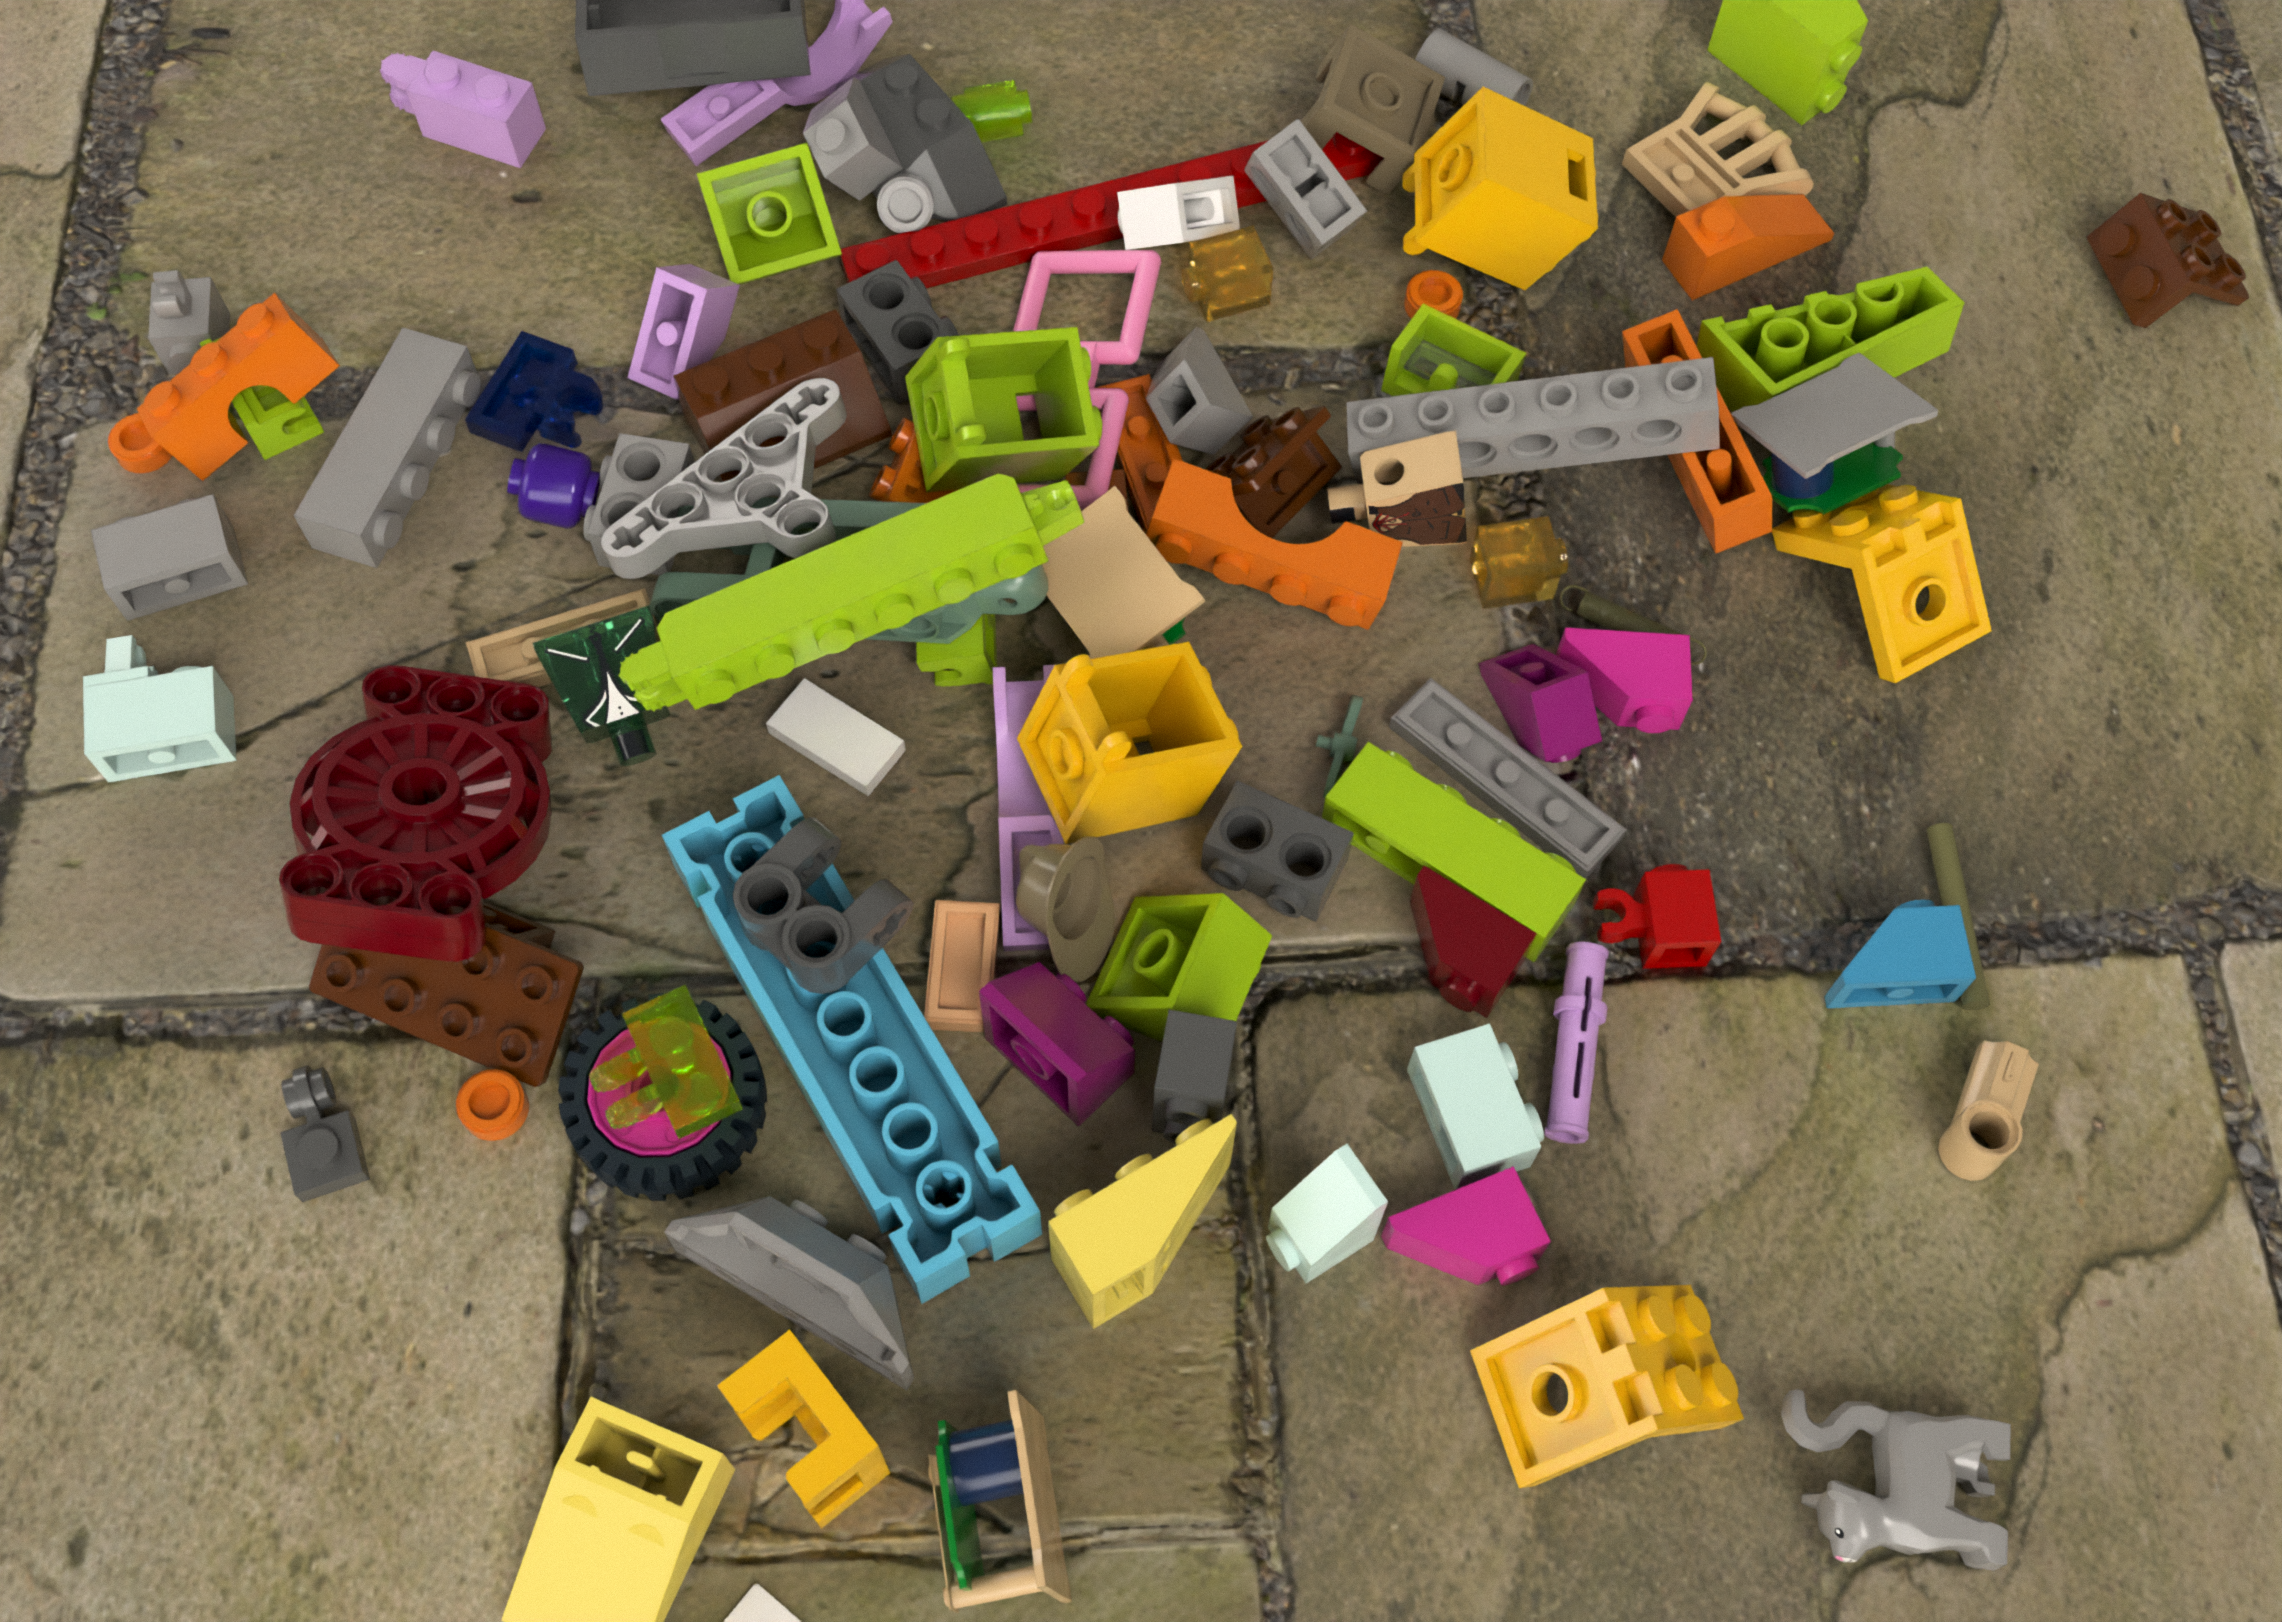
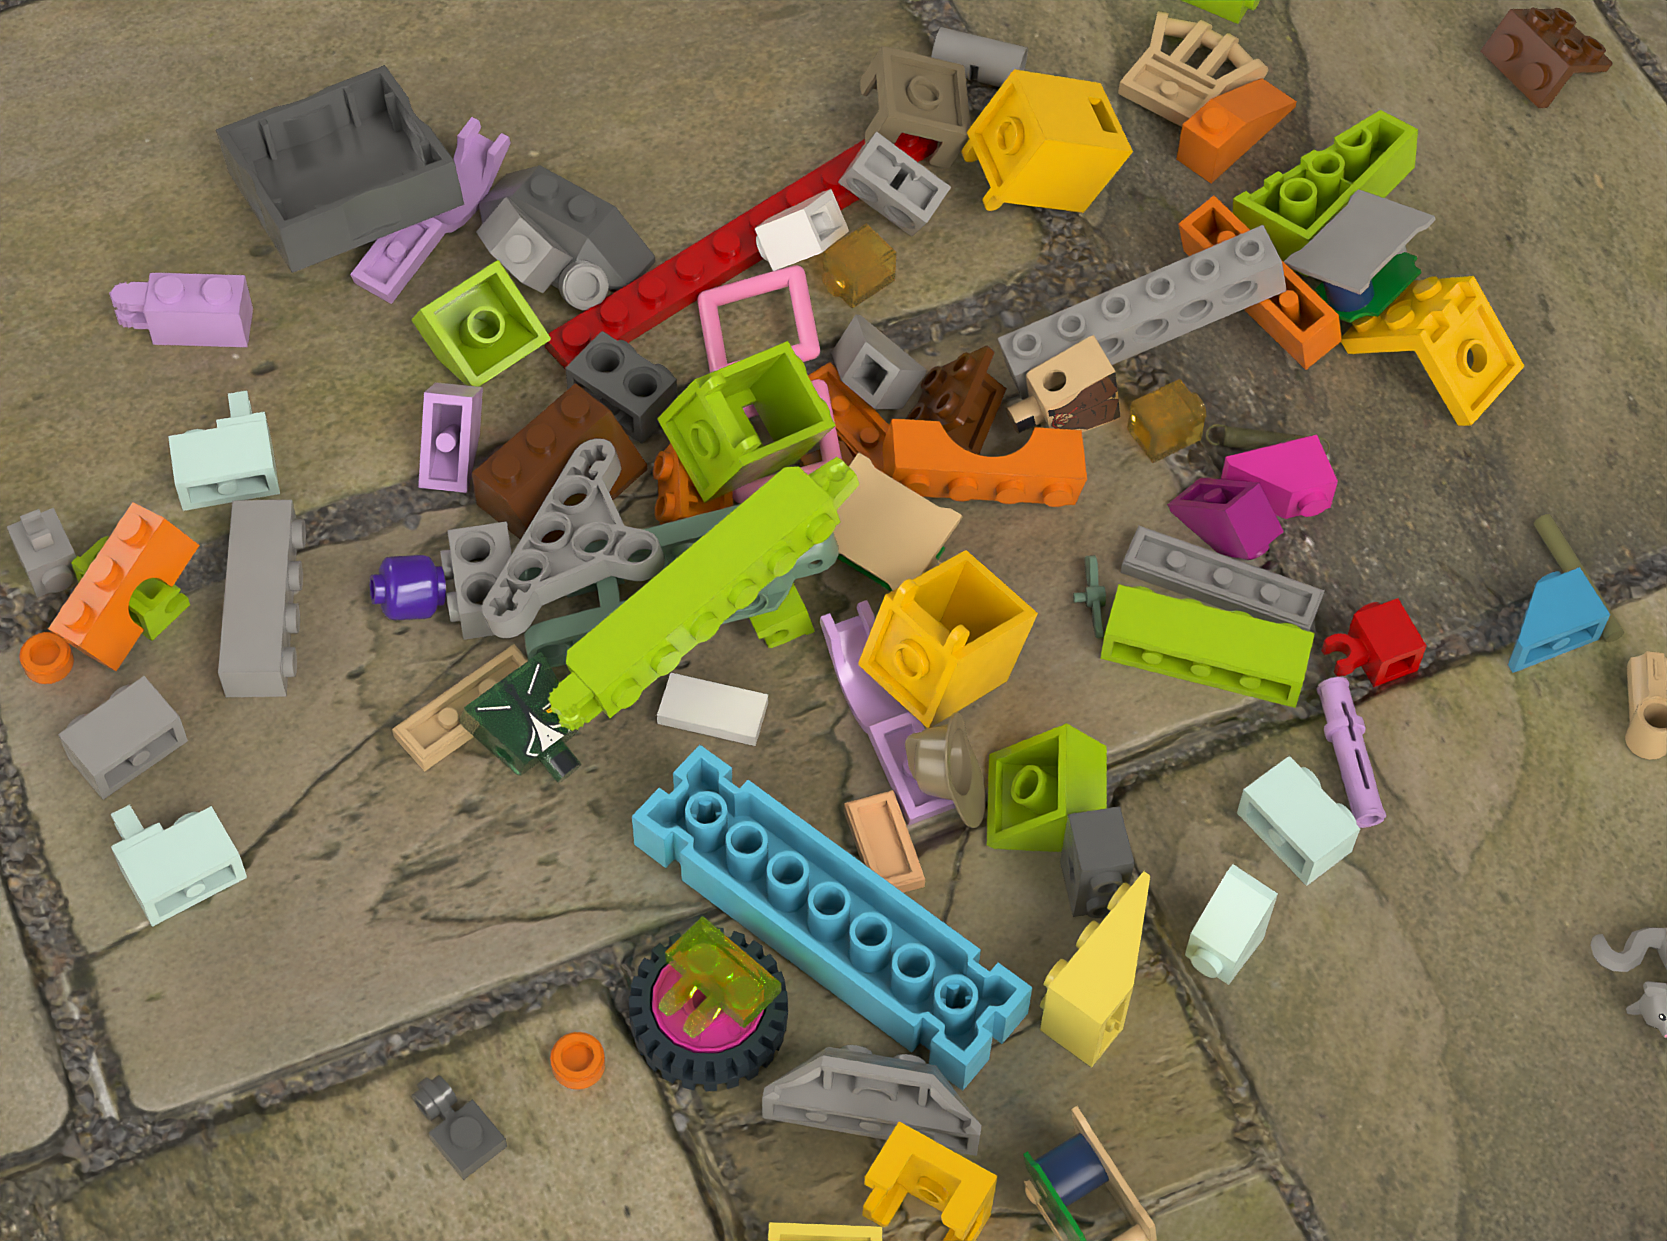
camera: 20 degrees left, 5 degrees down
(386, 862) = (437, 859): dark red piece -> none
(429, 284) = (225, 461): none -> light aqua hinge
(493, 1008) = (503, 975): reddish brown bracket -> none
(533, 393) = (356, 521): clear blue plate -> none
(785, 875) = (748, 814): dark grey piece -> none
(995, 109) = (621, 187): clear neon green brick -> none
(1057, 1039) = (982, 873): magenta slope -> none
(1284, 838) = (1082, 674): dark grey brick -> none
(1435, 290) = (1019, 239): orange tile -> none
(1447, 354) = (1053, 282): lime window -> none
(1466, 943) = (1244, 707): dark red slope -> none
(1474, 1231) = (1334, 905): dark pink slope -> none
(1632, 1368) = (1484, 959): yellow bracket -> none

